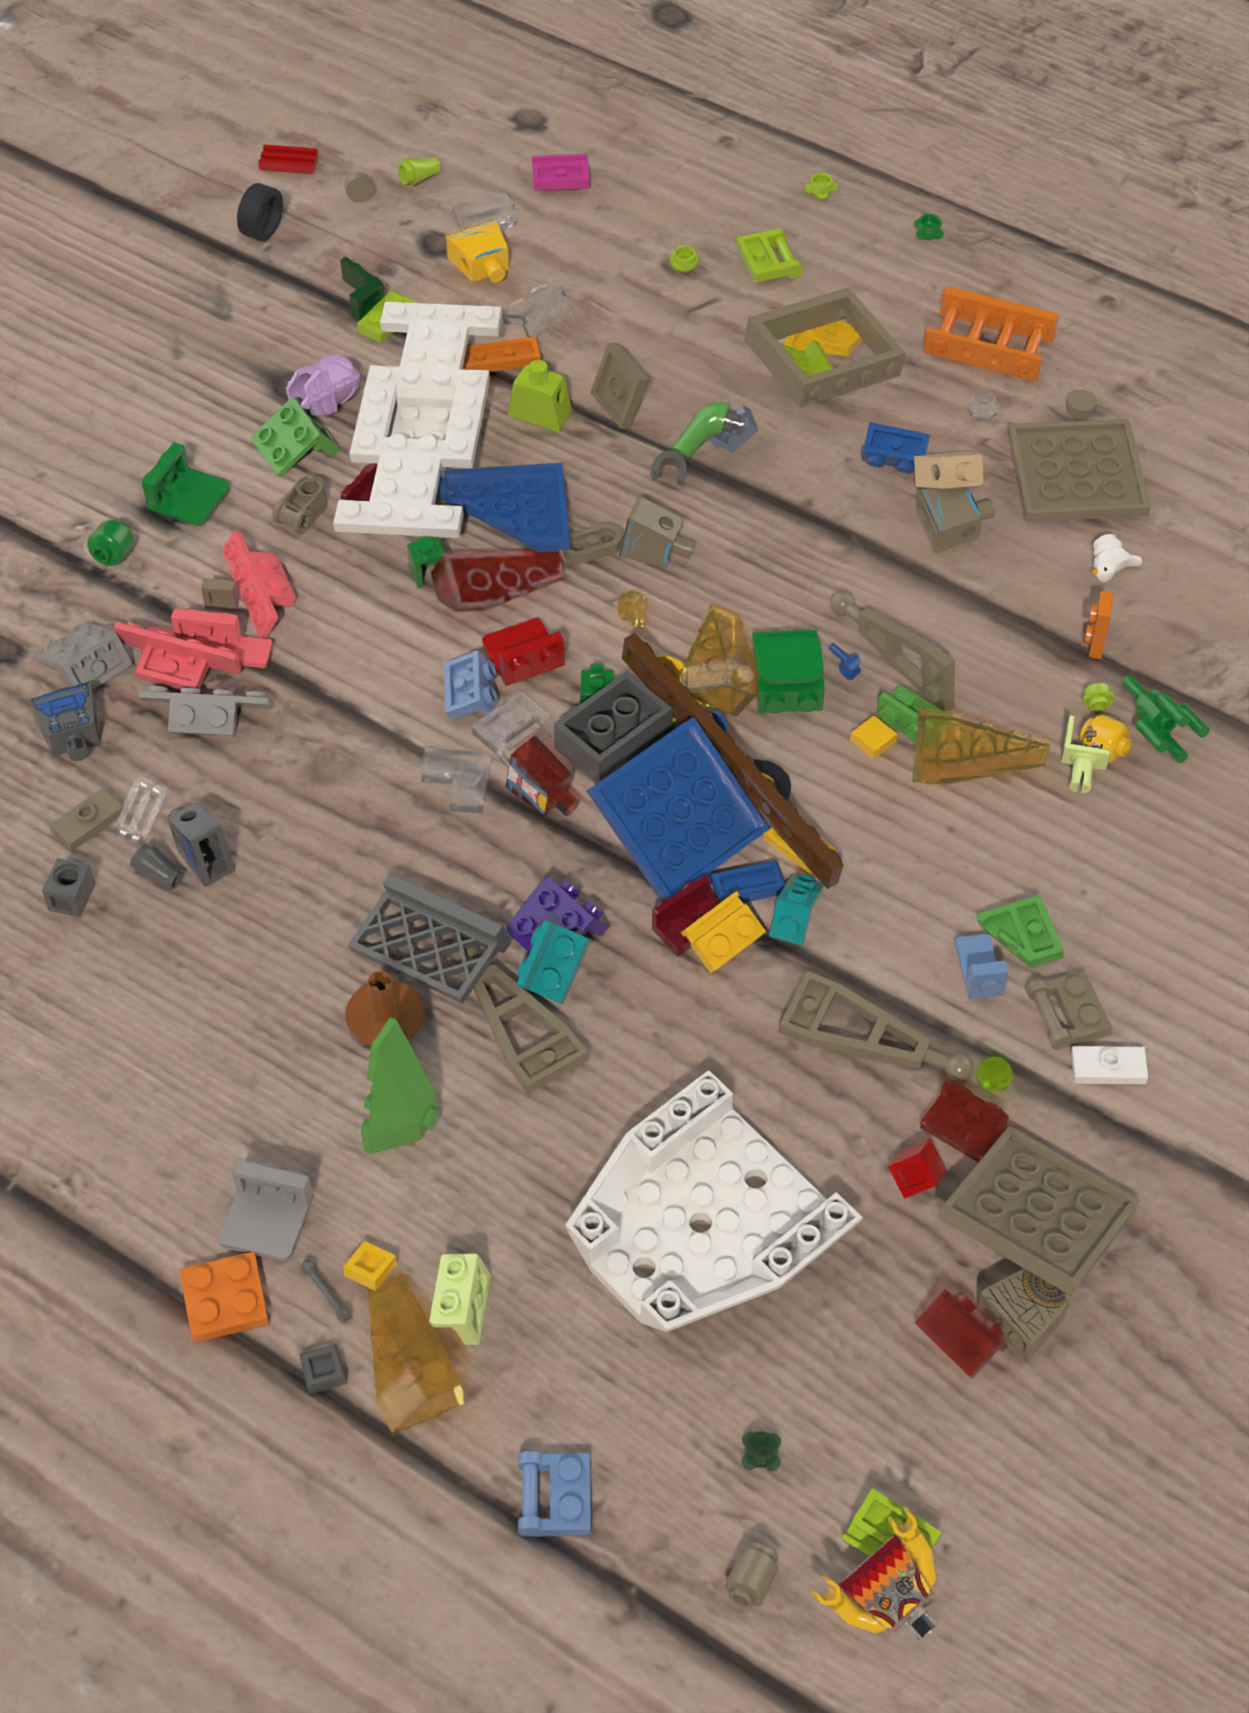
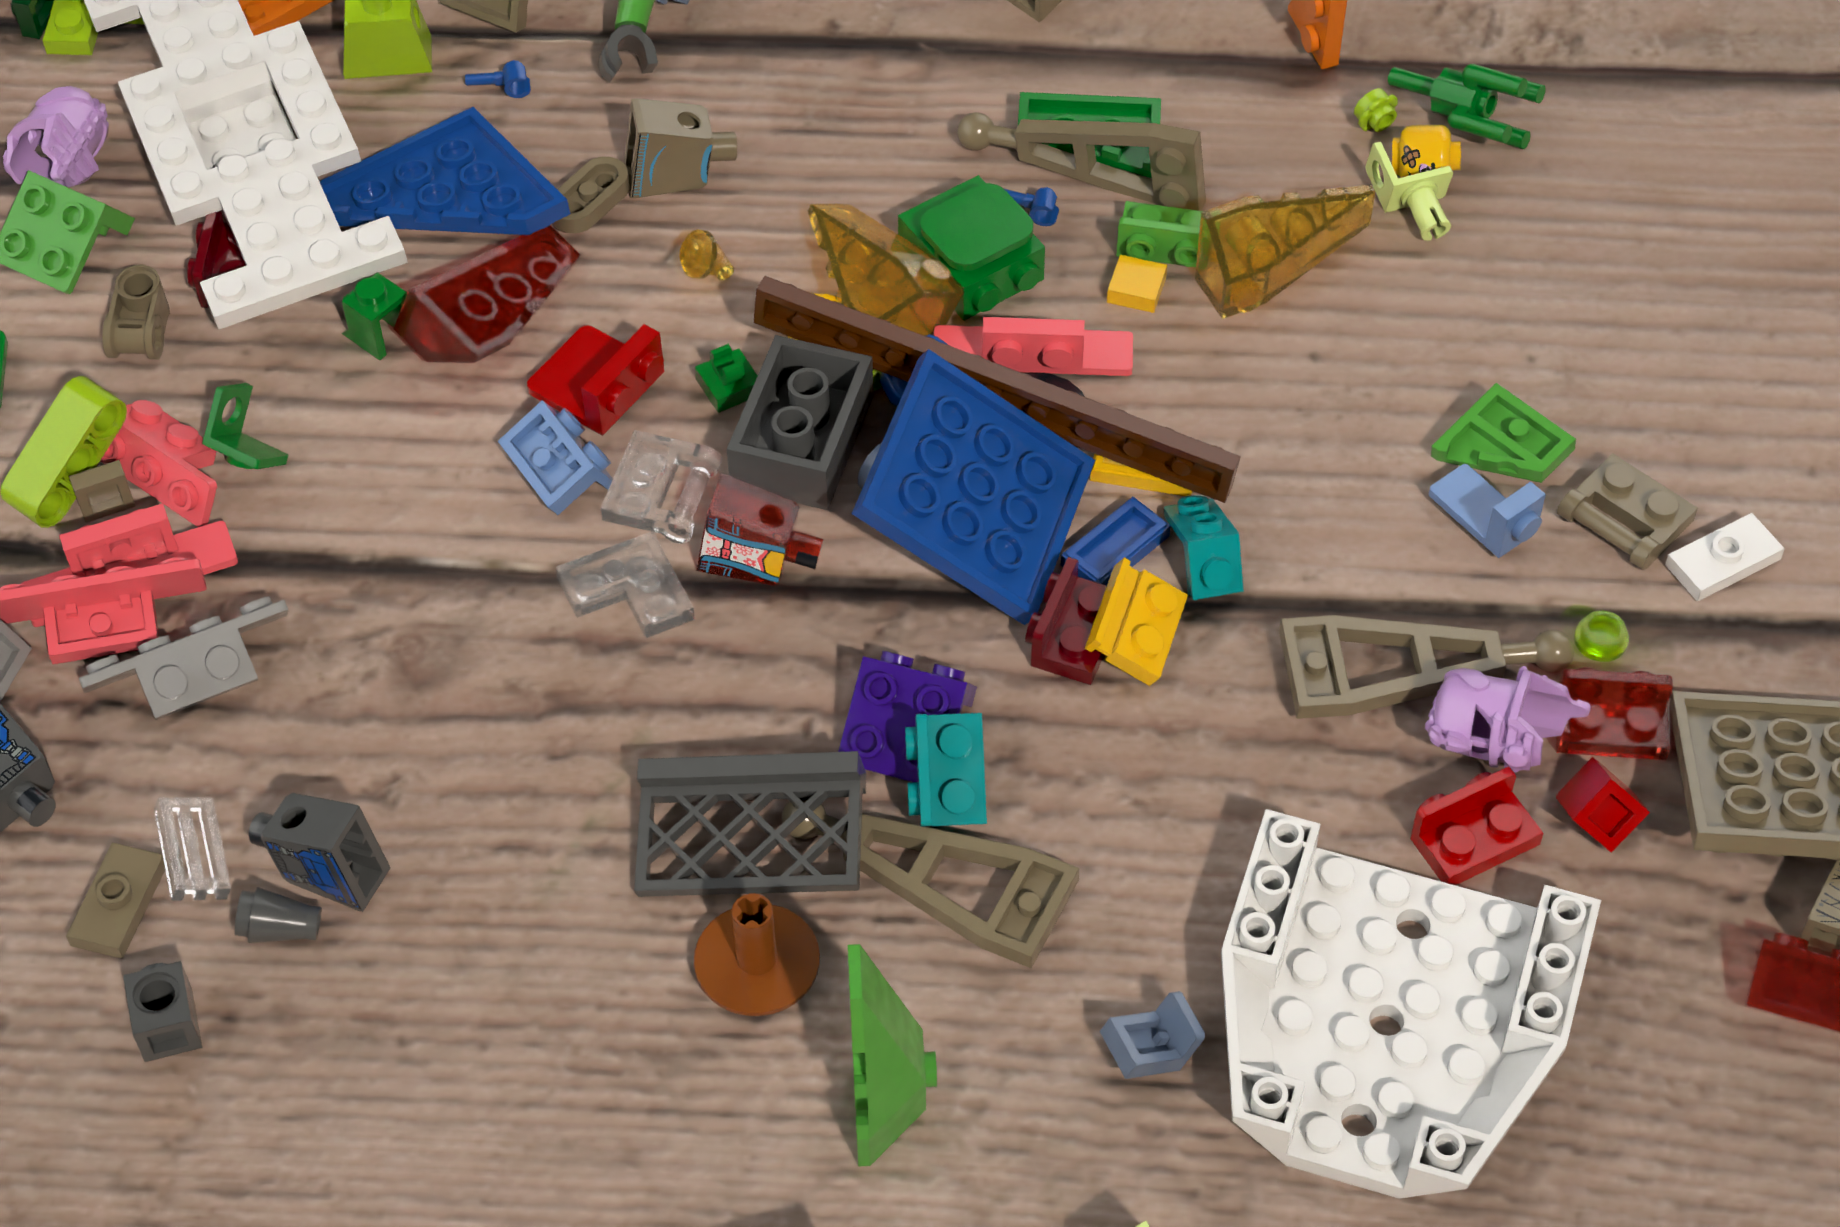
camera: 30 degrees left, 0 degrees up
(213, 559) = (65, 443): none -> lime beam
(305, 595) = (227, 436): none -> green bracket
(561, 1165) = (1154, 1040): none -> sand blue bracket
(597, 456) = (512, 77): none -> blue hand
(784, 748) = (1044, 345): none -> coral bracket
(833, 1143) = (1474, 827): none -> red bracket
(888, 1087) = (1500, 716): none -> lavender helmet
(930, 627) = (1097, 108): none -> green wing

